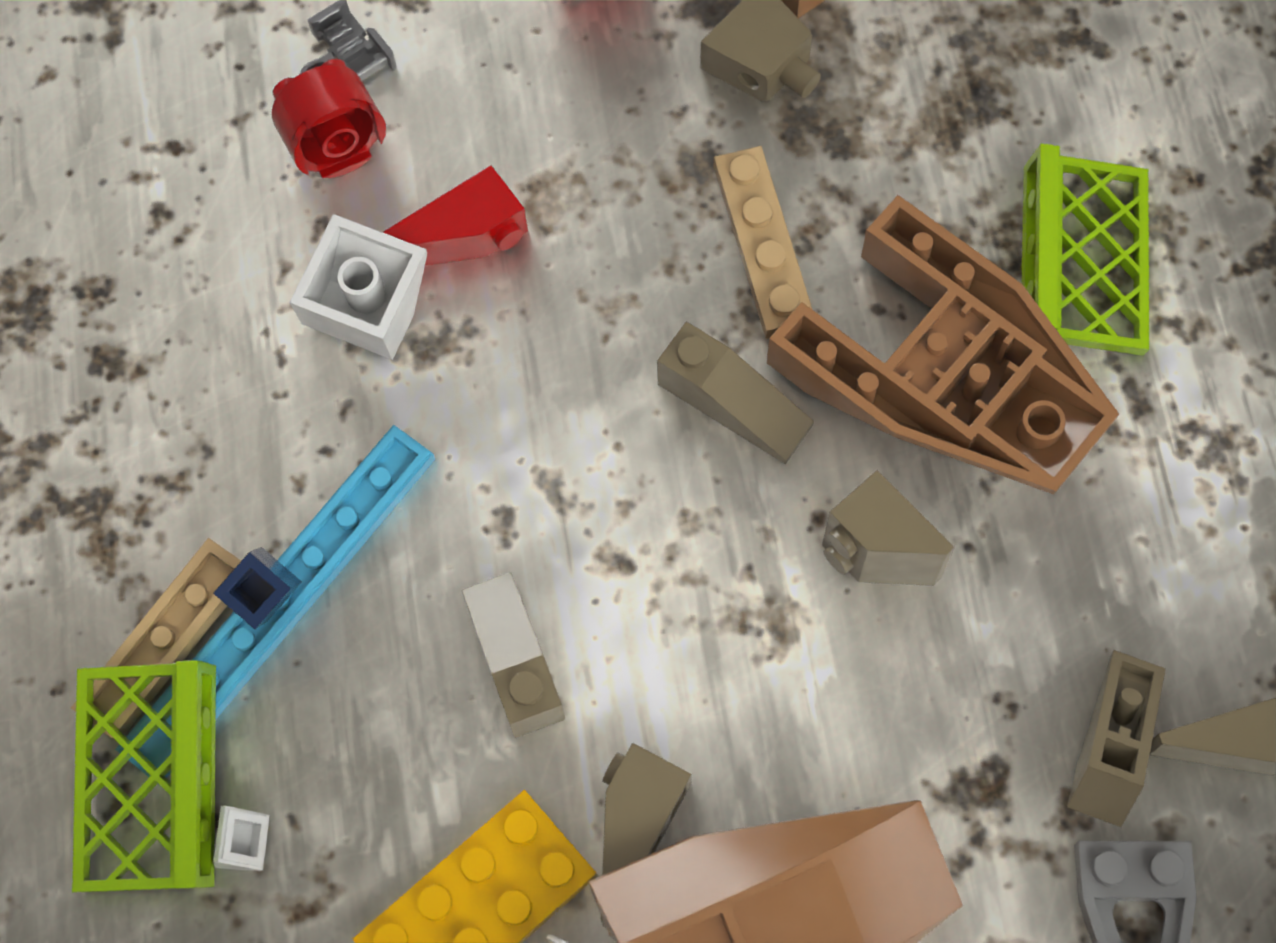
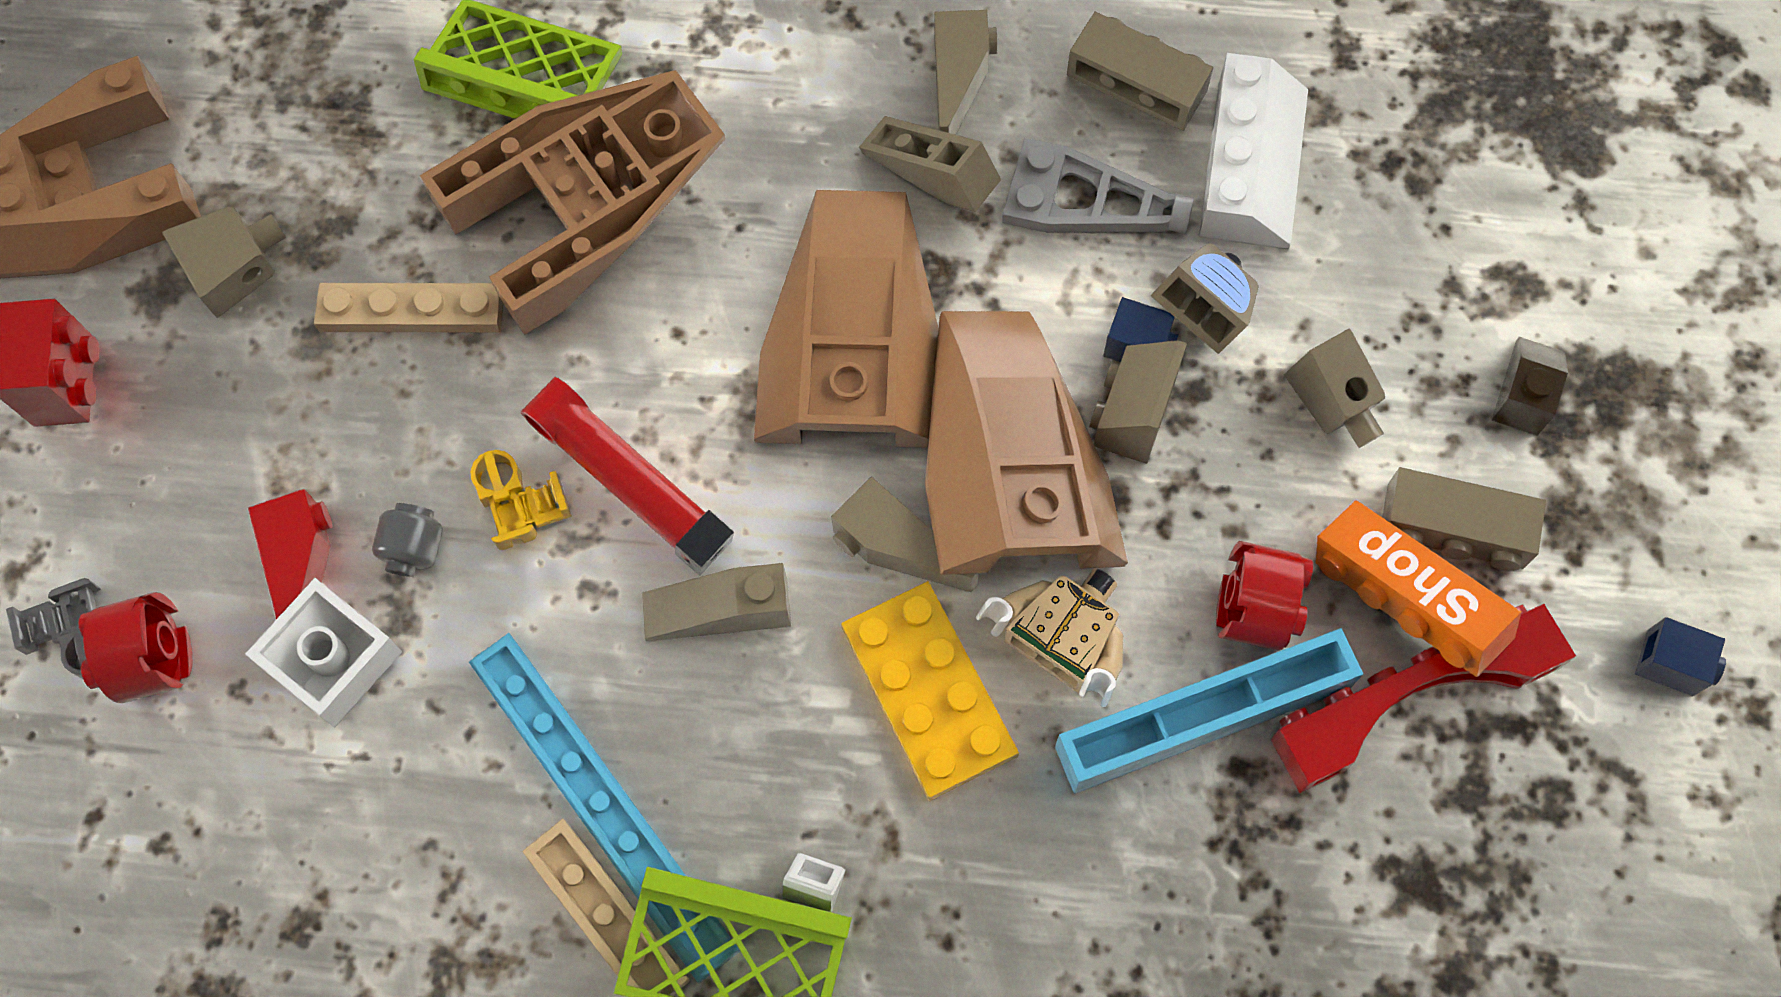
camera: 75 degrees left, 0 degrees up
(257, 587) = (592, 803): dark blue brick -> none
(502, 323) = (407, 539): none -> dark grey head
(570, 423) = (523, 506): none -> yellow piece
(658, 437) = (568, 422): none -> red piece
(731, 392) = (527, 367): dark tan slope -> none
(881, 704) = (851, 326): none -> medium nougat wedge
(884, 538) = (718, 274): dark tan slope -> none

